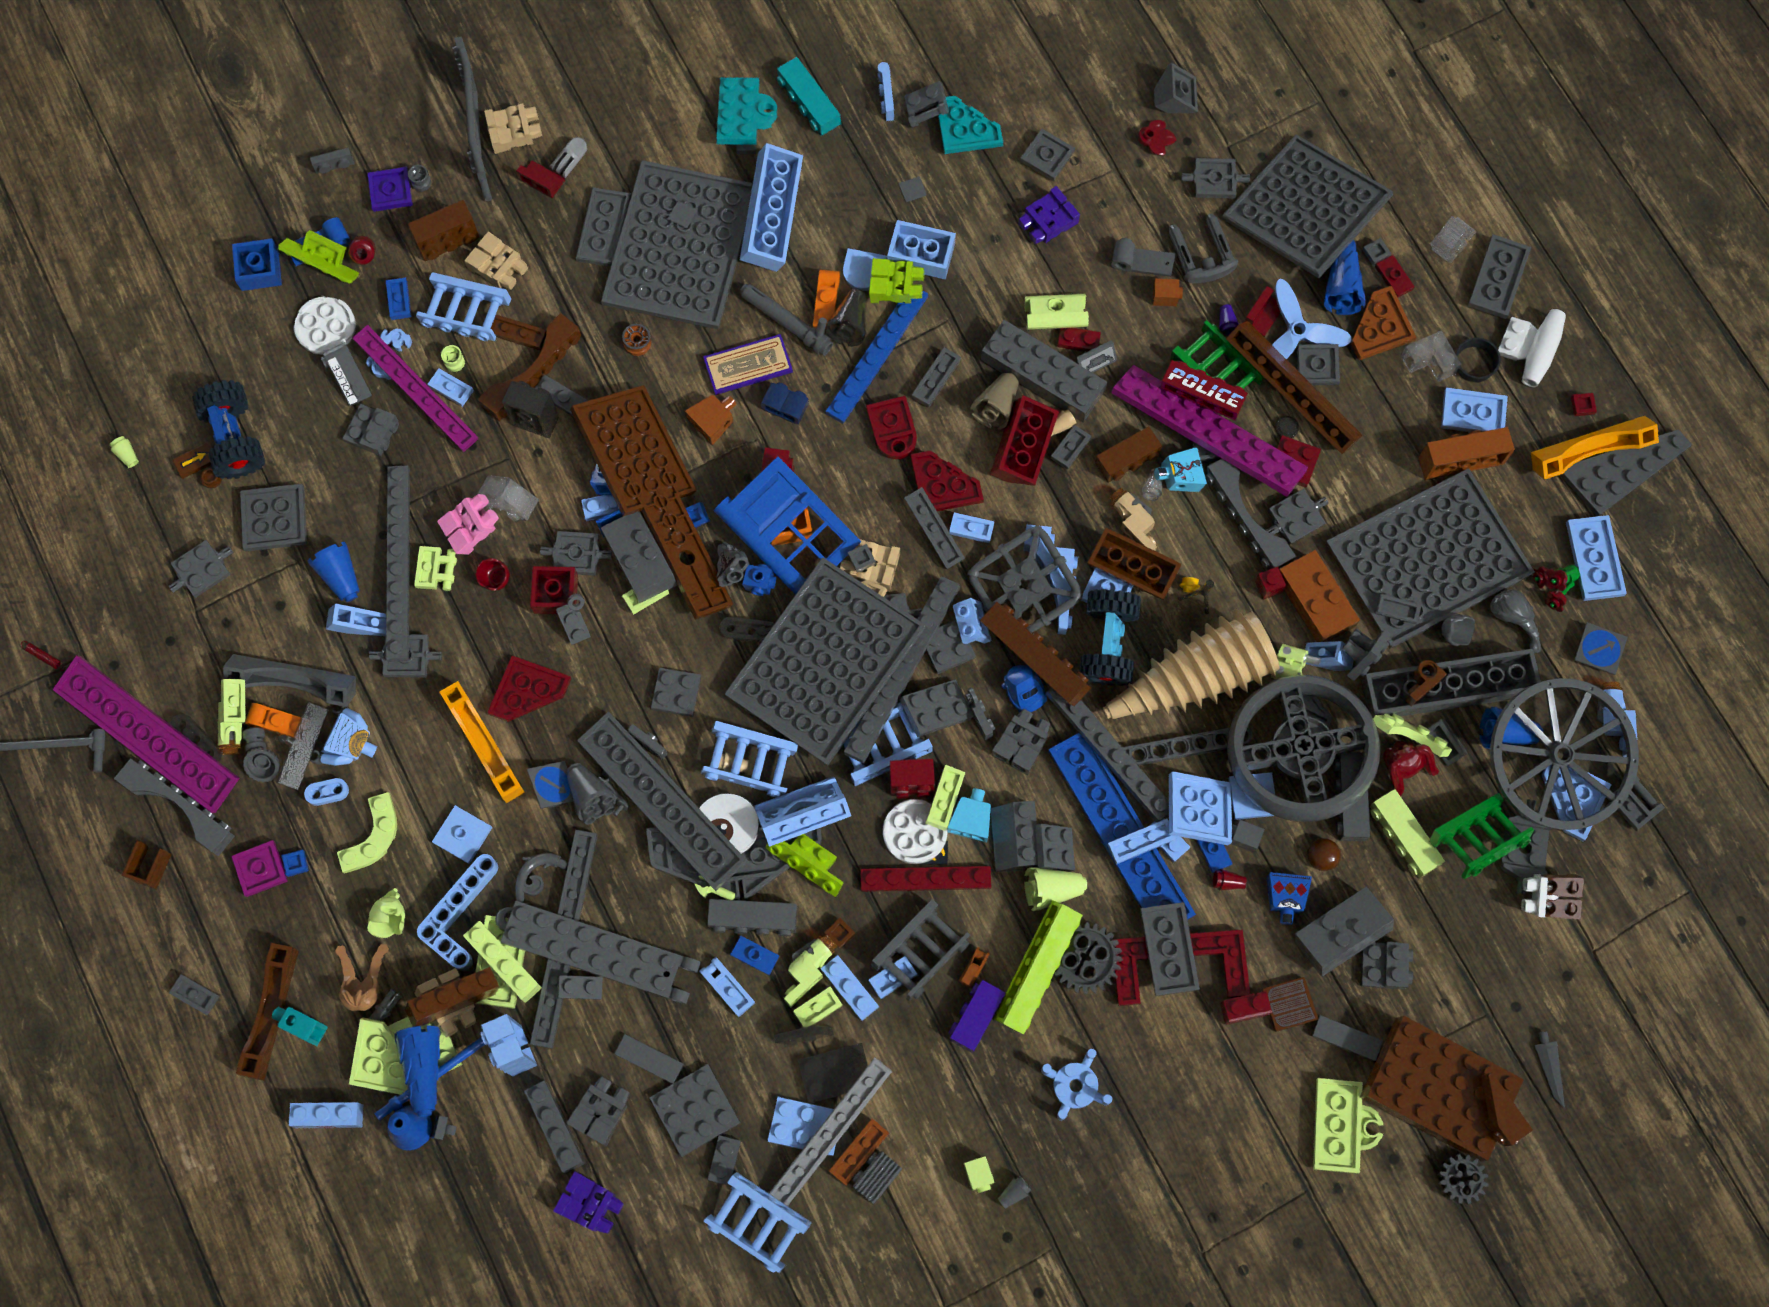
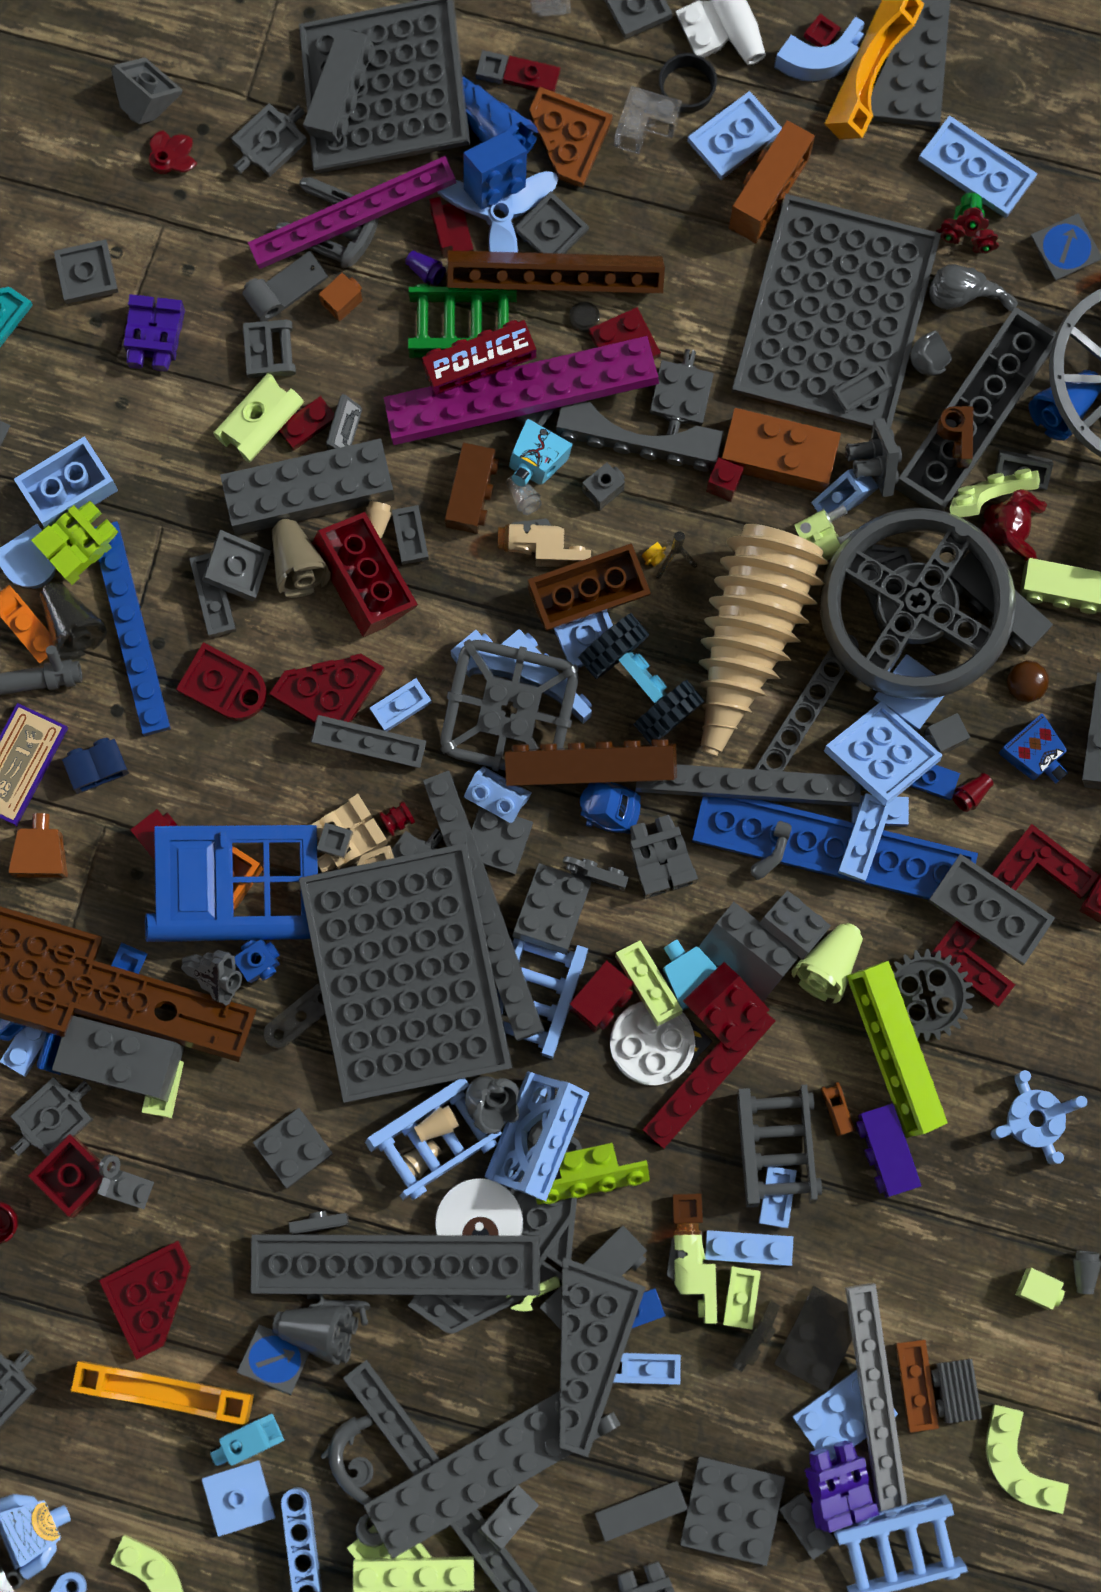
camera: 50 degrees left, 5 degrees up
(496, 810) = (253, 1437): none -> medium azure torso
(720, 941) = (594, 1334): none -> dark grey wing
(757, 751) = (437, 1124): none -> tan cone
(760, 1172) = (839, 1488): none -> dark purple hips
(797, 771) = (492, 1103): none -> dark grey hair
(859, 1252) = (1008, 1469): none -> yellowish green plate
(907, 582) = (396, 818): none -> dark red bush
(963, 373) = (236, 565): none -> dark grey plate
(972, 849) = (726, 1005): none -> dark red brick
(1070, 801) = (763, 867): none -> dark grey piece
(1095, 278) = (260, 349): none -> dark grey plate
(1201, 522) = (604, 485): none -> dark grey brick
(1217, 253) = (352, 212): none -> magenta plate
(1281, 183) = (339, 85): none -> dark grey brick
(1316, 302) = (495, 169): none -> blue brick
(1566, 420) = (820, 63): none -> light blue arch

